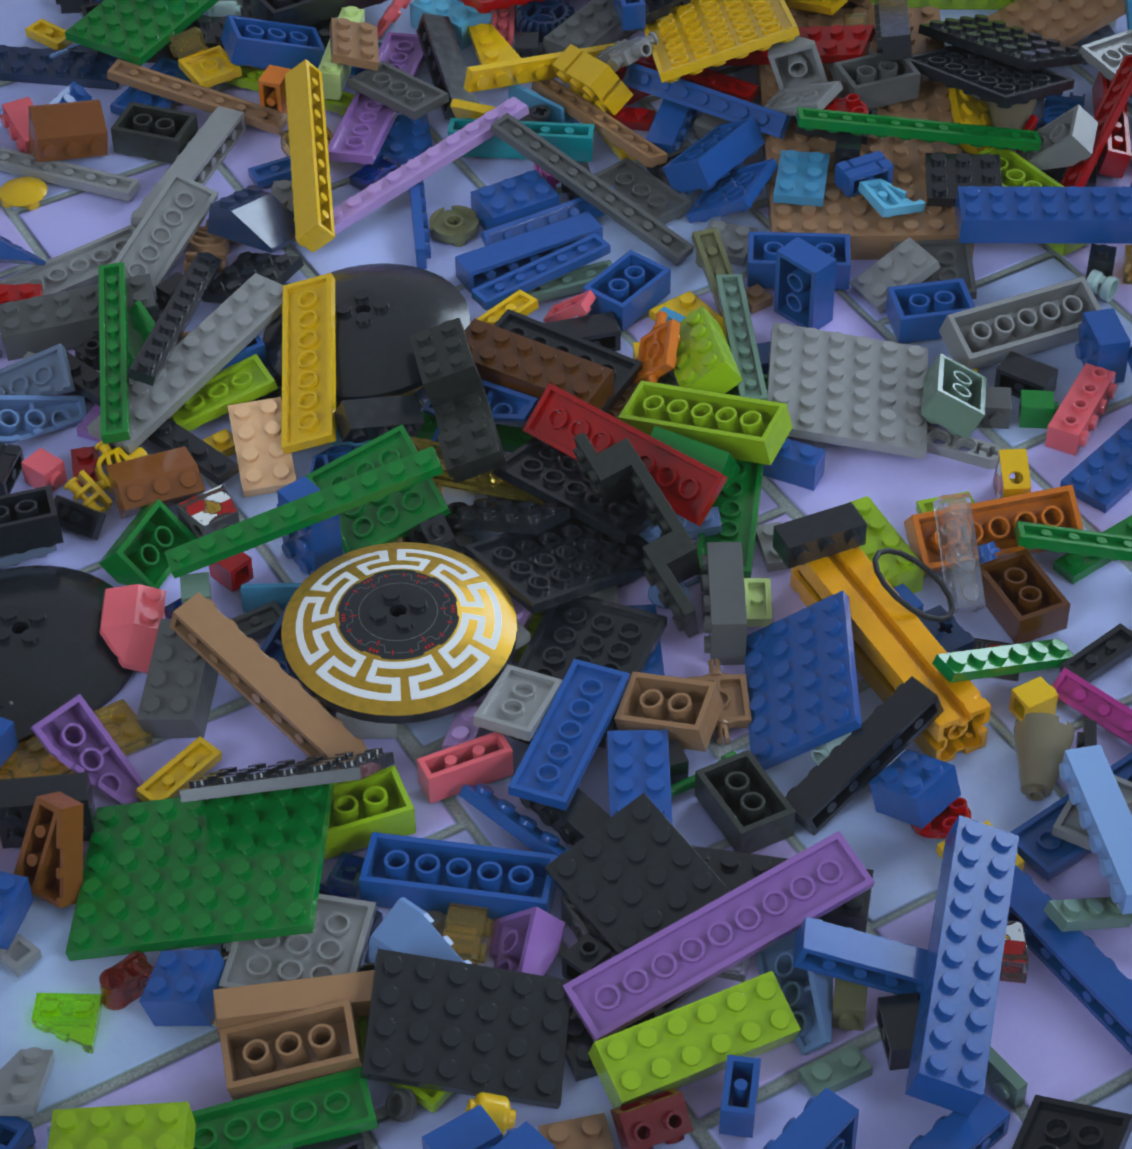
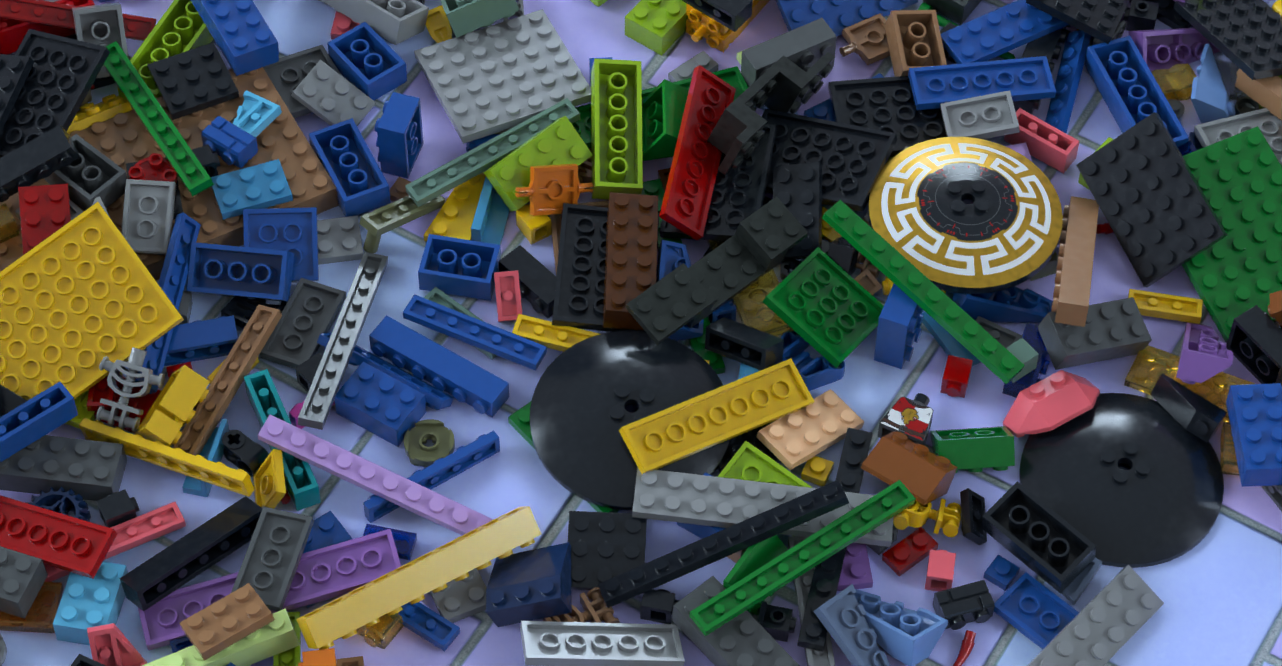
camera: 120 degrees left, 10 degrees up
(490, 44) = (153, 520): yellow wing -> none

